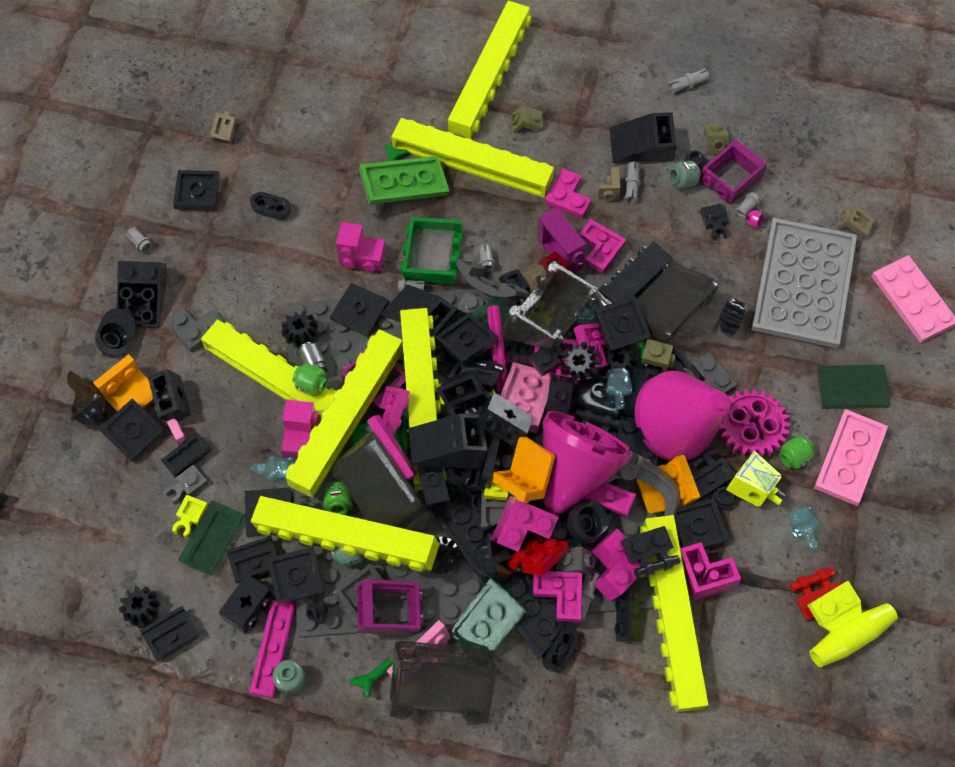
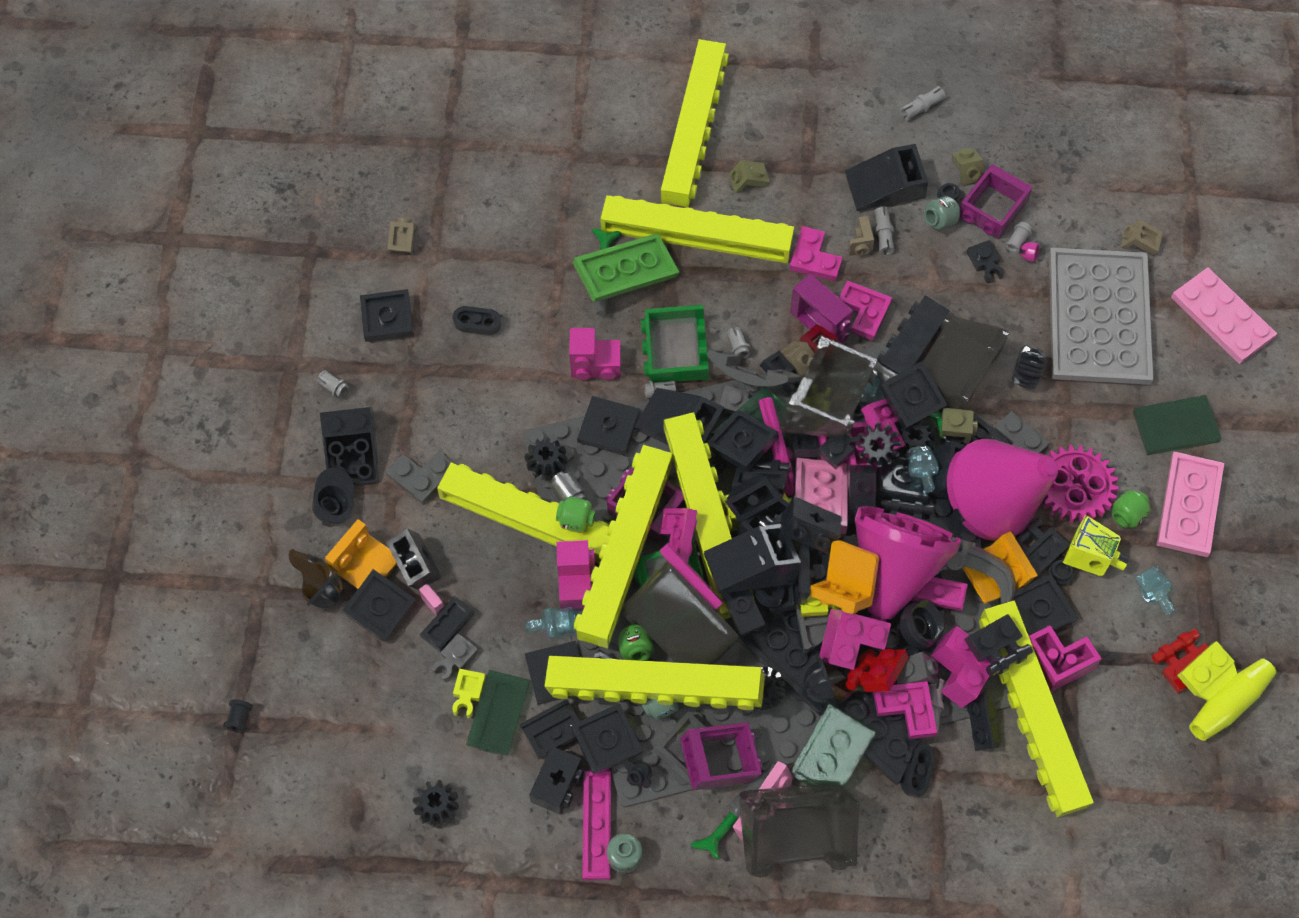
camera: 10 degrees left, 0 degrees up
(169, 633) = (477, 828): black plate -> none

